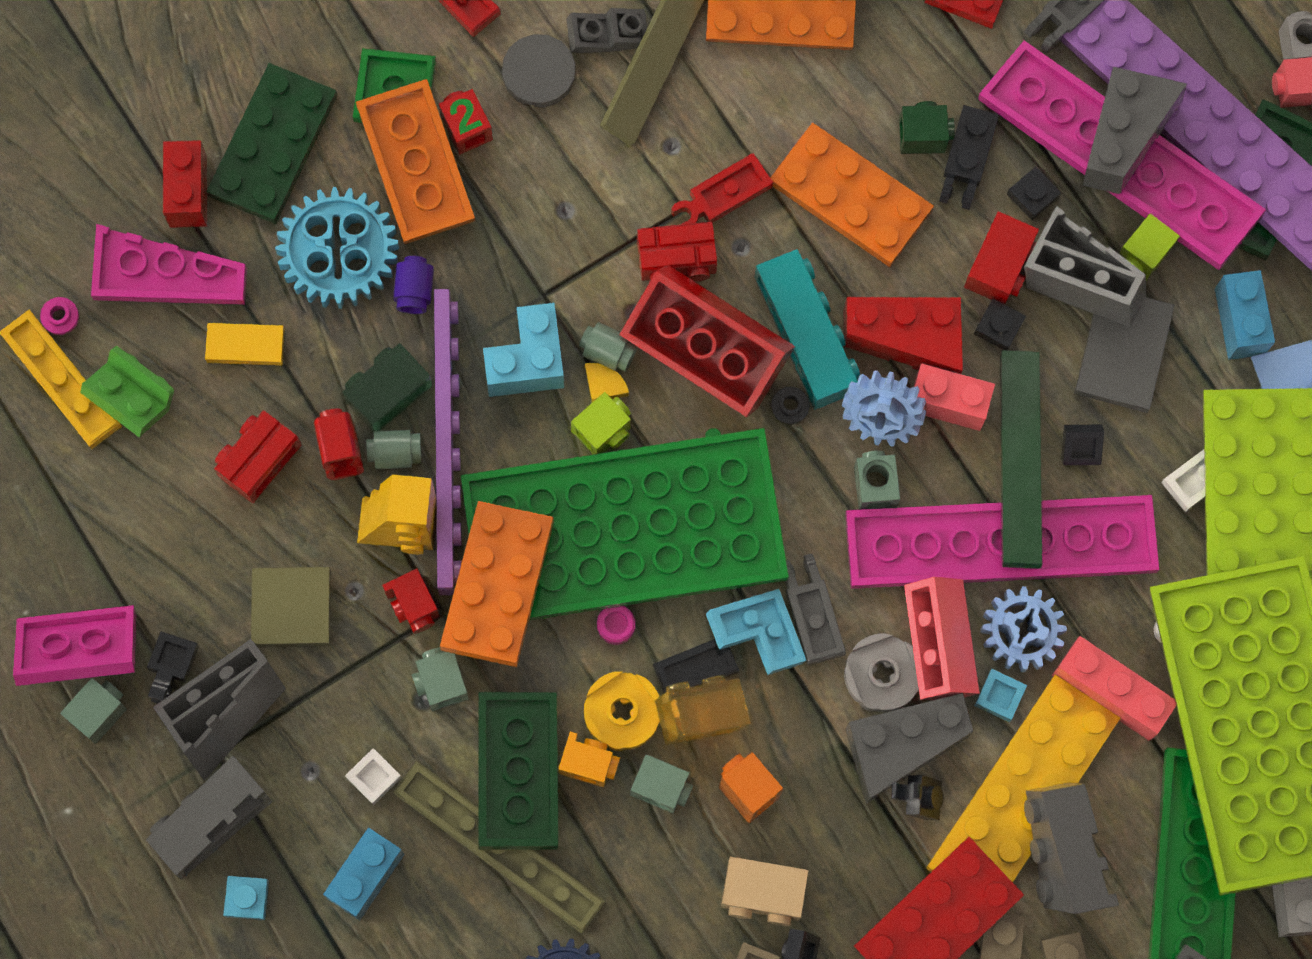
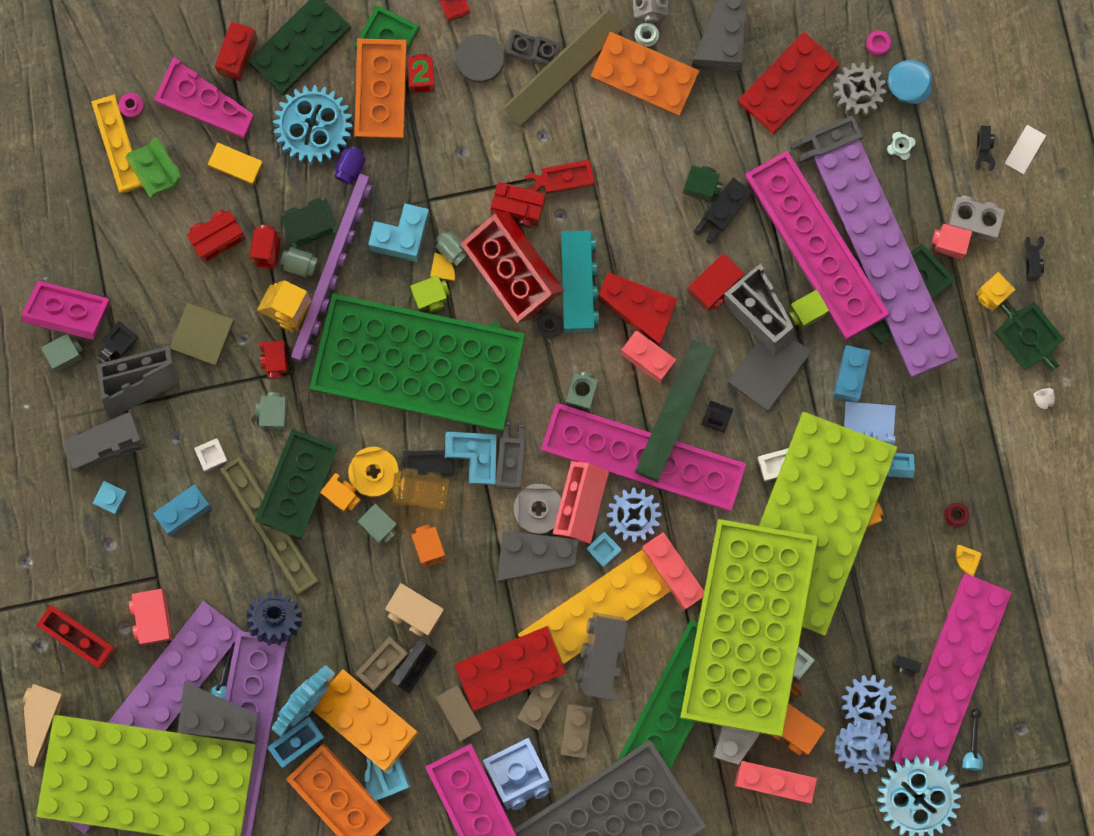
camera: 25 degrees right, 5 degrees up
(497, 584) = (327, 367): orange plate -> none
(616, 625) = (391, 419): dark pink tile -> none
(851, 194) = (640, 207): orange plate -> none
(884, 408) = (602, 349): light blue gear -> none
(922, 795) = (530, 591): black plate -> none
(999, 324) = (698, 323): black plate -> none
(1033, 193) = (754, 249): black plate -> none
(1128, 125) = (825, 228): dark grey wedge -> none

